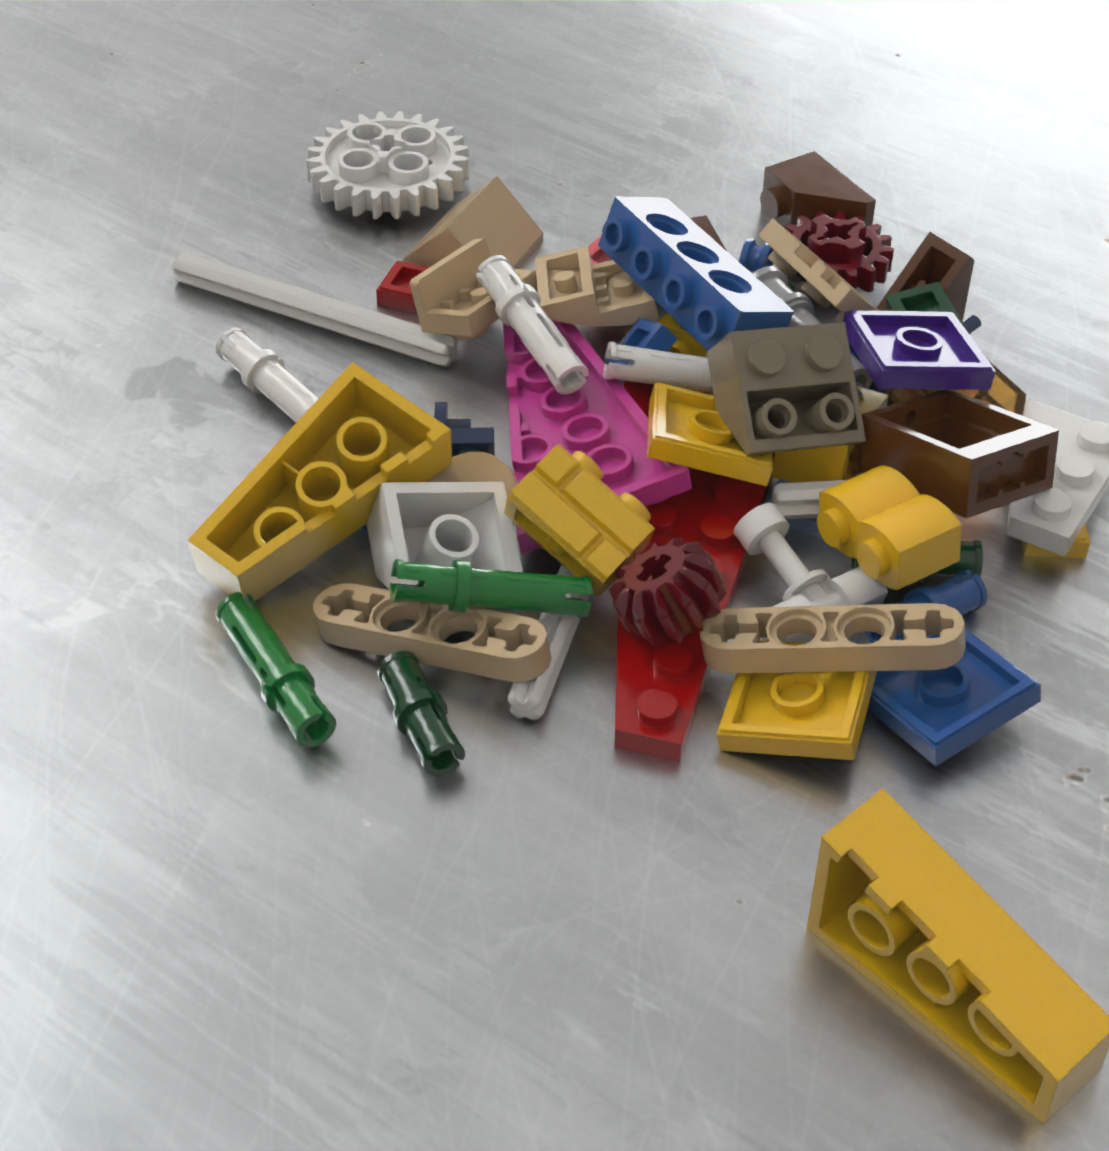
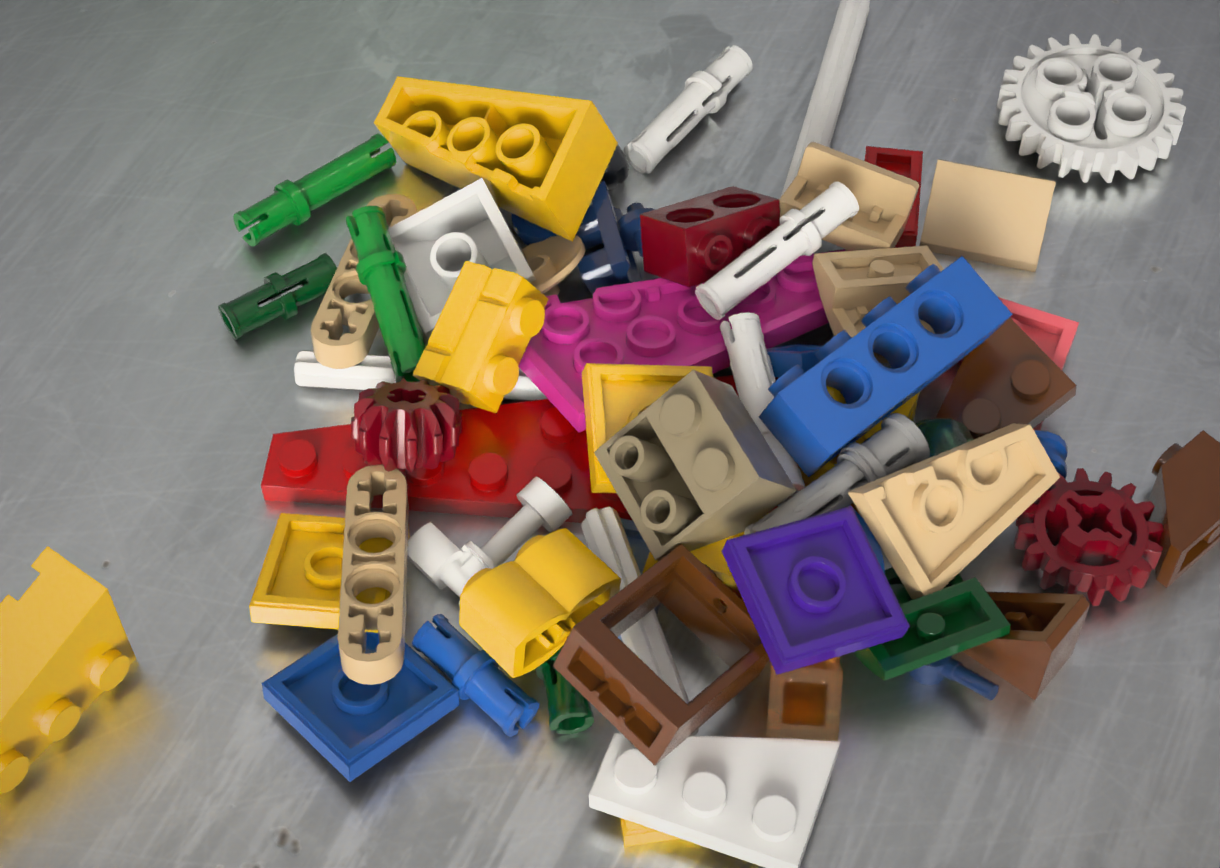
camera: 80 degrees right, 10 degrees up
(482, 372) = (705, 233): none -> dark red brick

